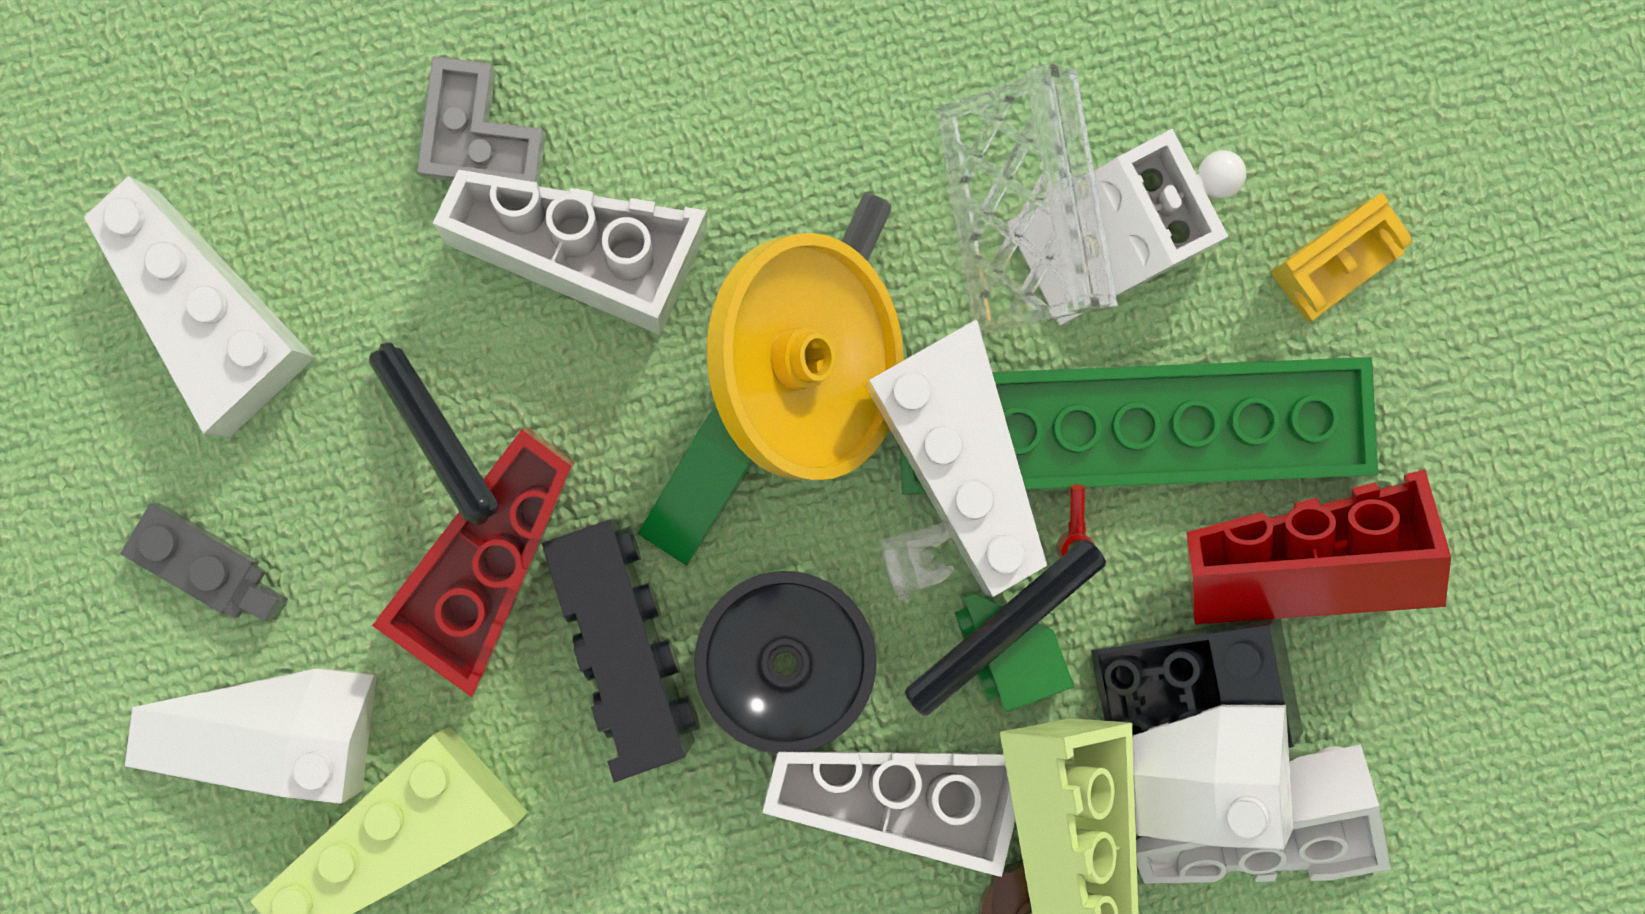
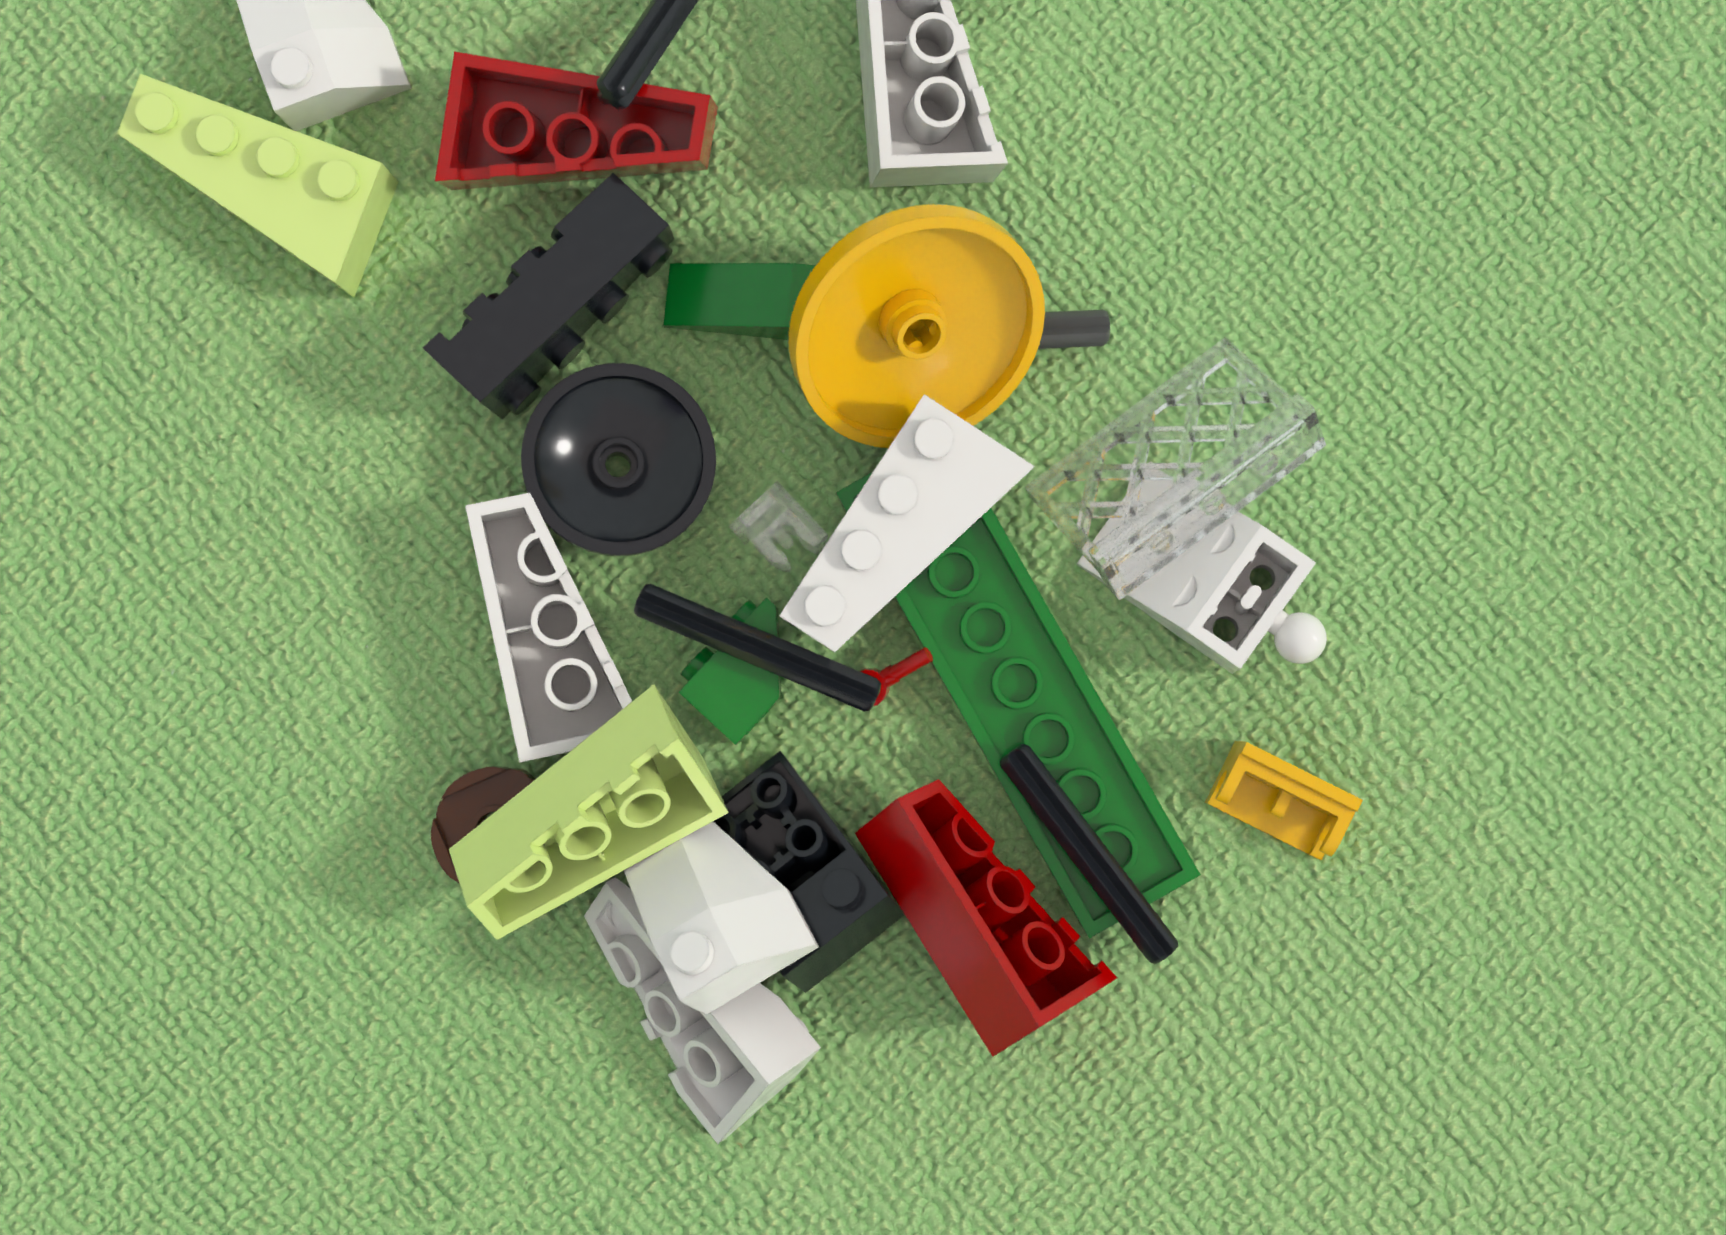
camera: 60 degrees right, 0 degrees up
(1311, 439) = (1089, 853): none -> black axle

